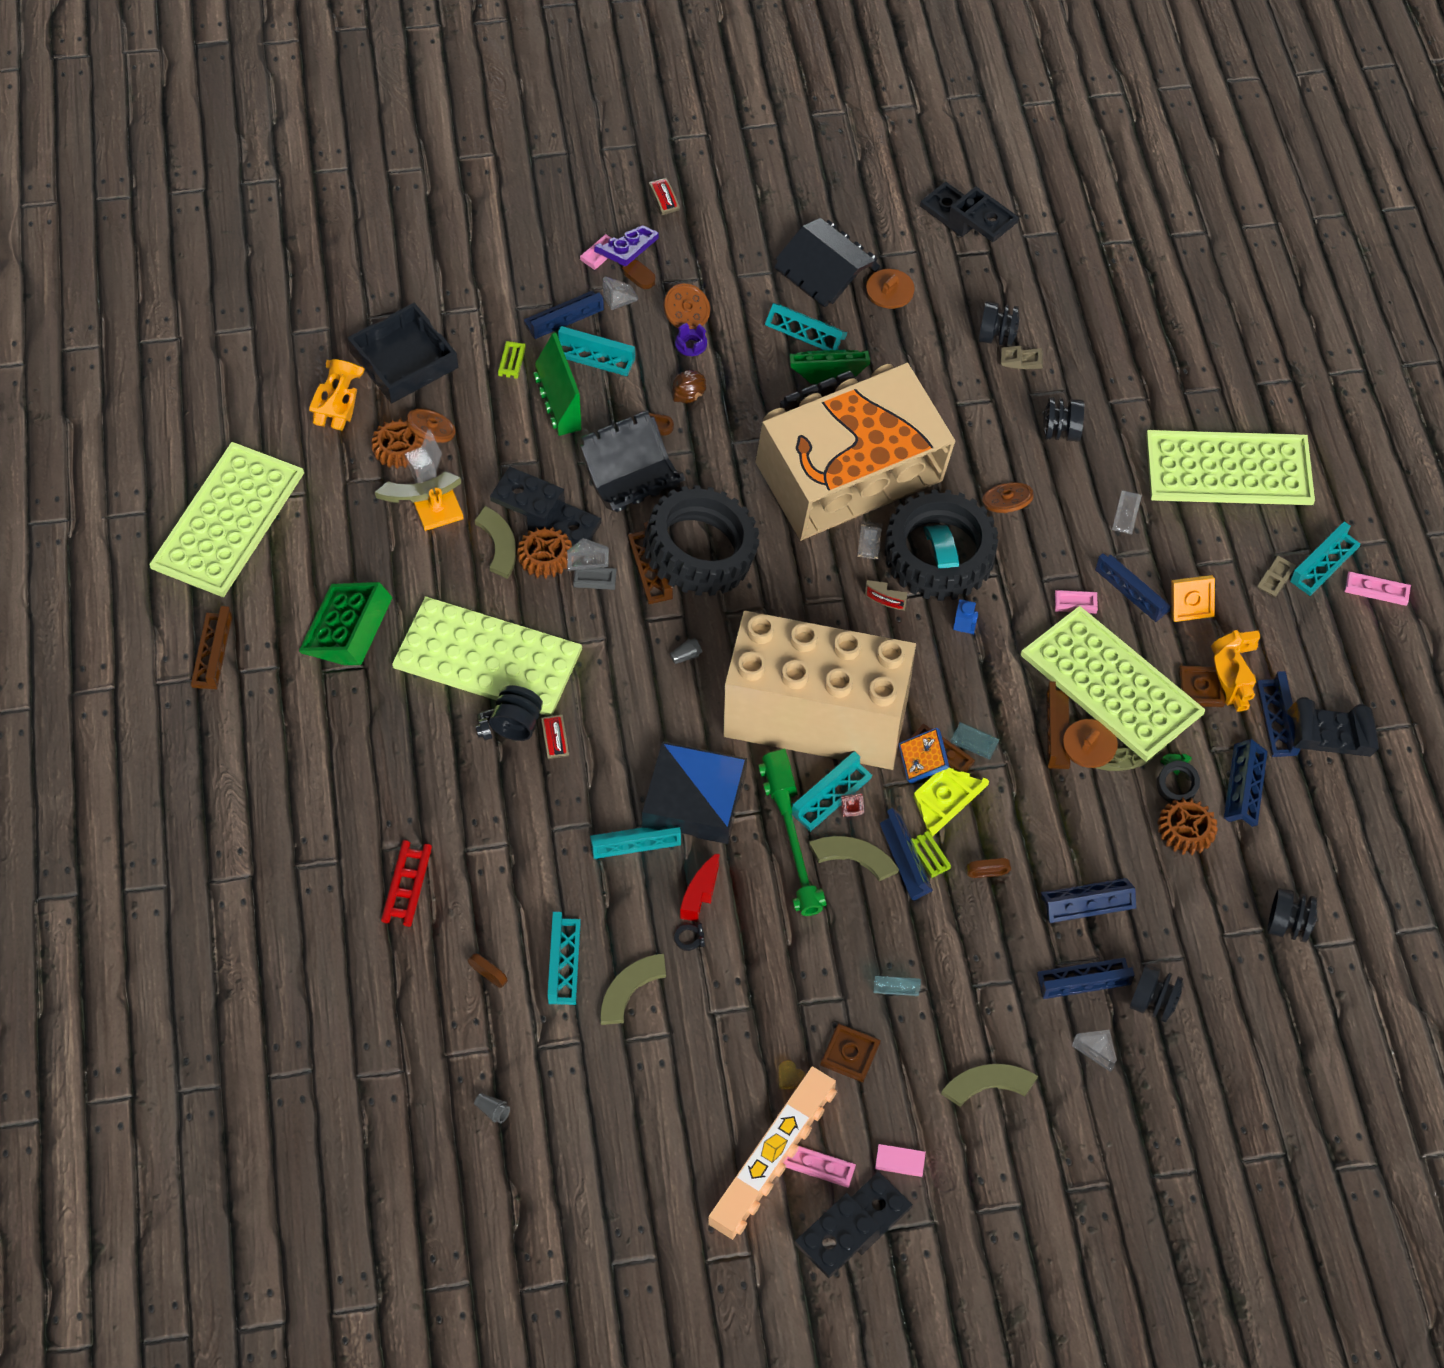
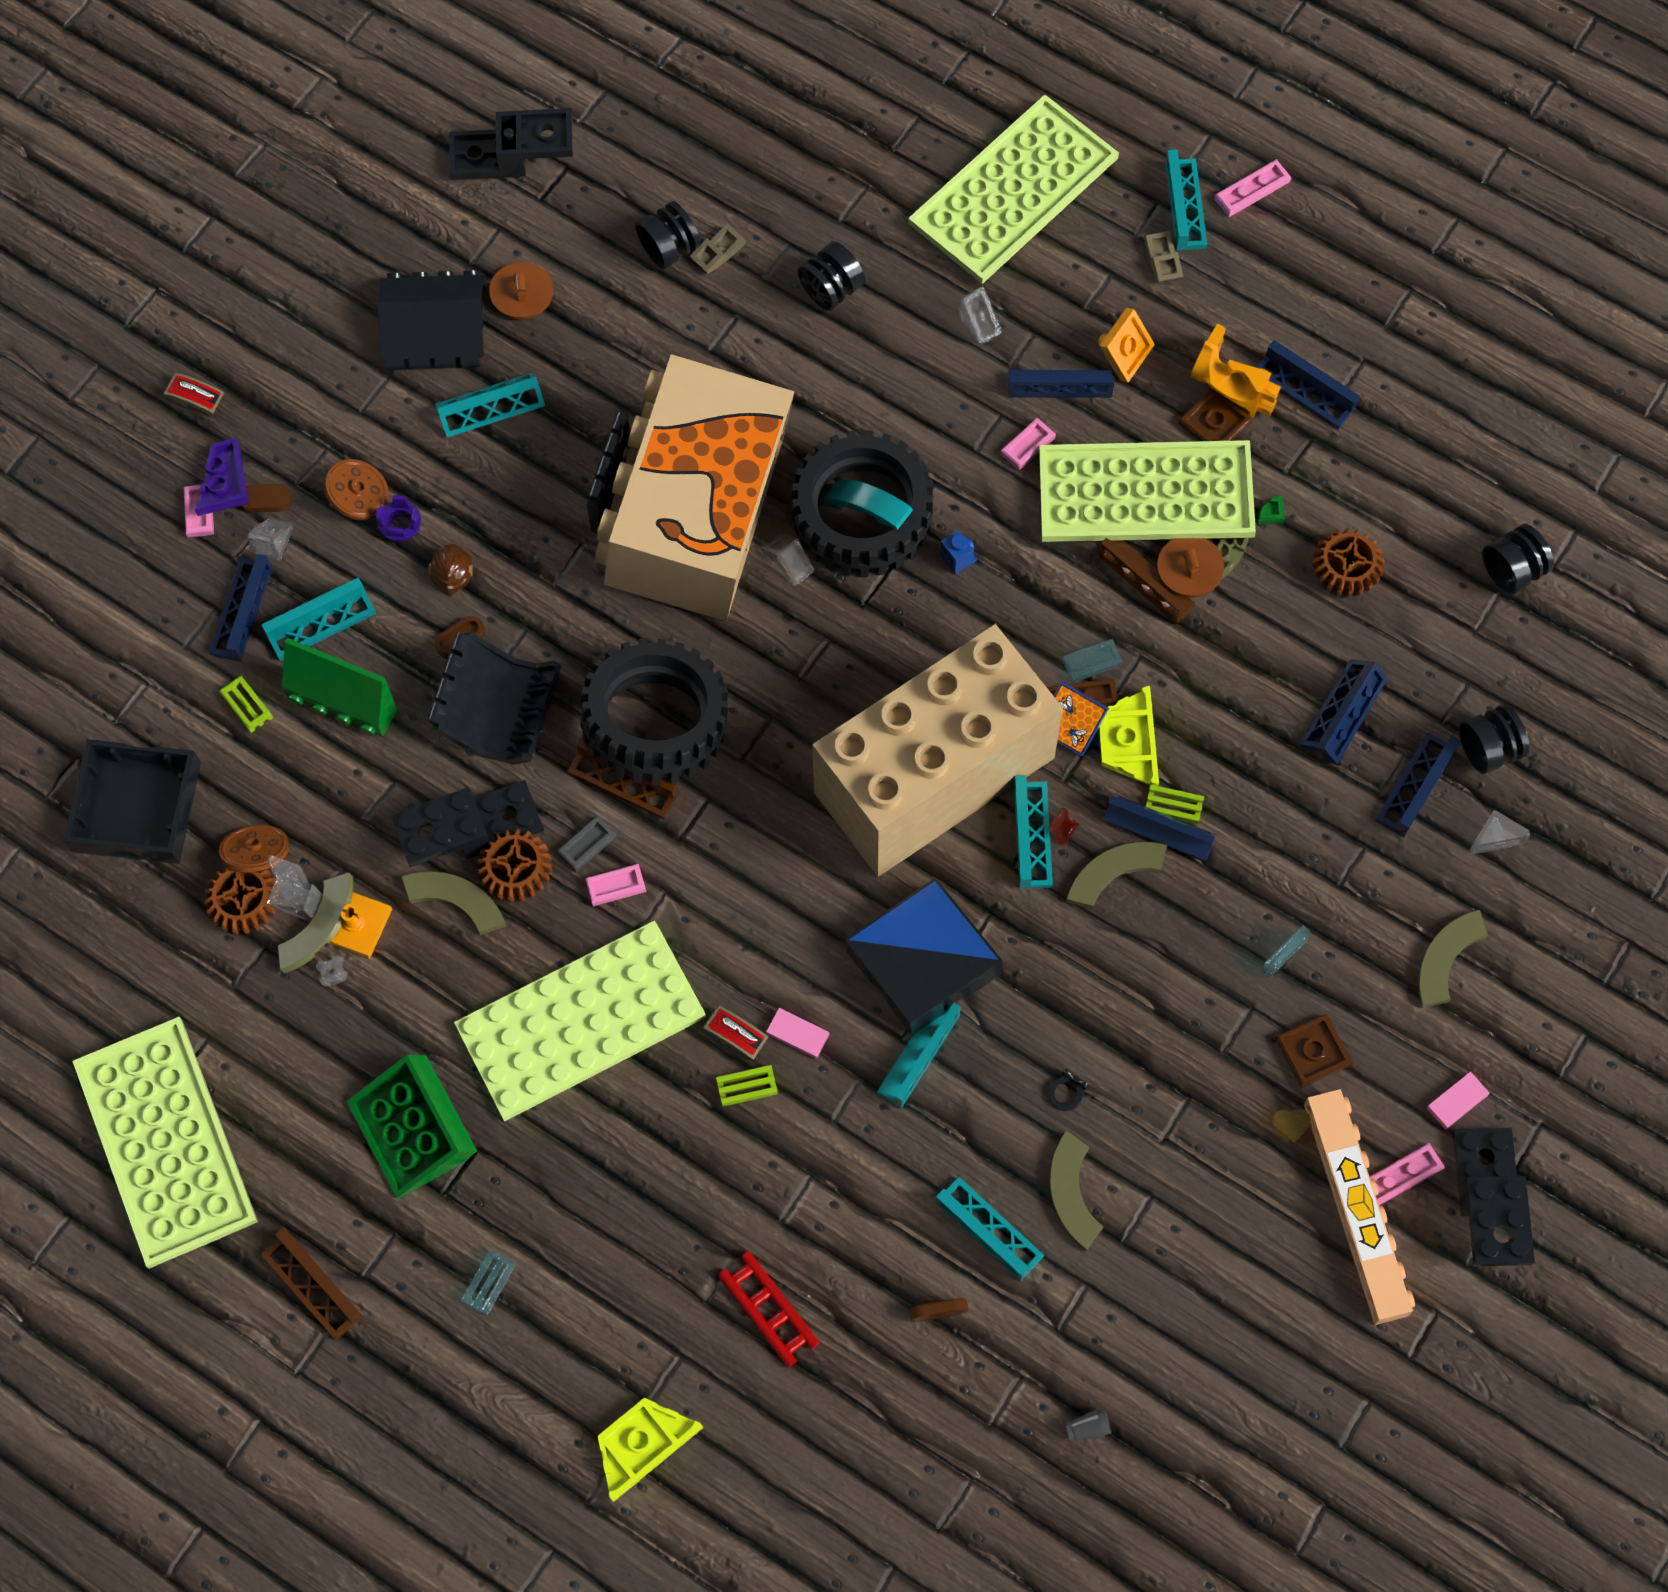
camera: 45 degrees left, 10 degrees up
(267, 879) = (641, 1442): none -> neon yellow wing
(292, 735) = (466, 1299): none -> clear light blue tile
(333, 405) = (131, 923): light orange hips -> none
(398, 522) = (332, 978): none -> clear plate
(483, 729) = (663, 1091): black plate -> none
(516, 713) = (681, 1047): black wheel -> none
(533, 761) = (746, 1085): none -> lime tile
(584, 610) = (615, 885): none -> bright pink tile
(586, 769) = (797, 1033): none -> bright pink tile
(587, 555) = (561, 828): clear slope -> none
(688, 650) = (755, 830): dark grey cone -> none
(700, 889) = (1029, 1039): red slope -> none
(782, 787) = (985, 872): green bar -> none
(825, 364) = (560, 419): green wedge -> none
(878, 592) = (860, 602): slope -> none
(988, 868) = (1238, 766): reddish brown tile -> none
(1008, 497) = (865, 400): dark orange shield -> none
(1181, 766) = (1314, 518): black tyre -> none
(1242, 781) = (1347, 475): dark blue fence -> none
(1334, 731) = (1368, 354): black piece -> none

